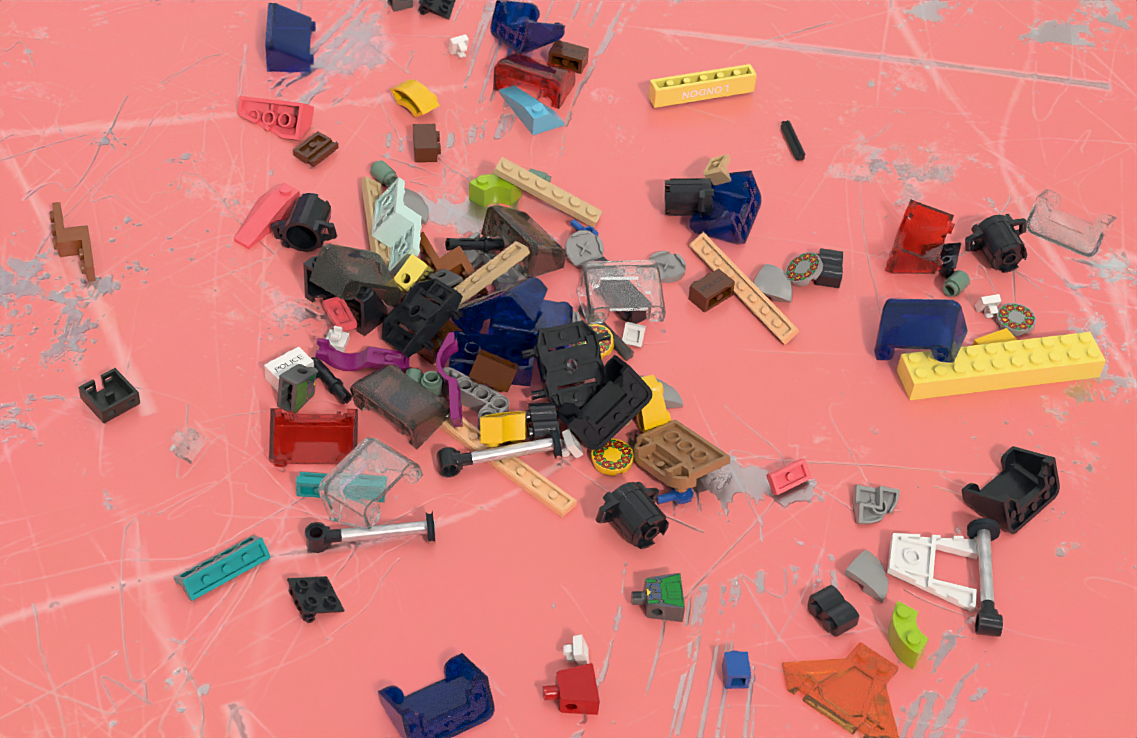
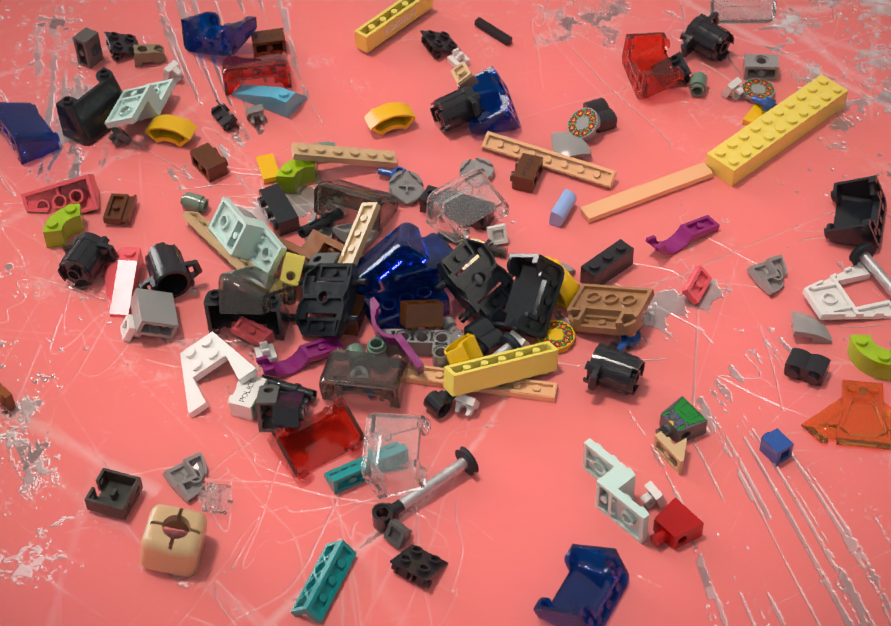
camera: 25 degrees left, 0 degrees up
(121, 477) = (186, 551): none -> tan piece
(184, 412) = (188, 476): none -> light grey brick
(239, 258) = (128, 328): none -> white tile
(246, 178) = (85, 258): none -> black container
(255, 140) = (63, 225): none -> brick
(266, 255) = (154, 313): none -> light grey brick
(273, 317) = (202, 359): none -> white wing
(308, 397) = (290, 409): none -> black brick
(318, 559) = (397, 533): none -> dark grey tile
(361, 49) = (86, 117): none -> black windscreen
(367, 82) = (118, 136): none -> dark grey tile
(403, 61) = (140, 103): none -> light aqua bracket
(451, 19) = (148, 53): none -> dark tan leg
(451, 214) = (278, 209): none -> black brick
(473, 107) = (221, 114): none -> black hinge
(475, 168) = (267, 167): none -> yellow tile
(476, 474) = (467, 402): none -> white tile
(502, 115) = (254, 112): none -> light grey tile
(518, 396) = (450, 326): none -> light grey piece
(526, 458) = (500, 368): none -> light yellow brick
(542, 626) = (615, 490): none -> bracket
(622, 176) = (390, 117): none -> yellow brick
(632, 623) = (671, 453): none -> tan slope
(715, 413) = (607, 264): none -> black brick
(717, 339) = (562, 208): none -> light blue brick
(729, 127) = (437, 42): none -> black hinge
(736, 152) = (457, 57): none -> tile
(816, 364) = (646, 192): none -> light nougat tile
(820, 422) = (684, 235): none -> magenta piece
(921, 325) = (707, 125): clear blue windscreen -> none
(1008, 334) = (767, 104): none -> blue piece
(1037, 296) = (761, 66): none -> light grey brick

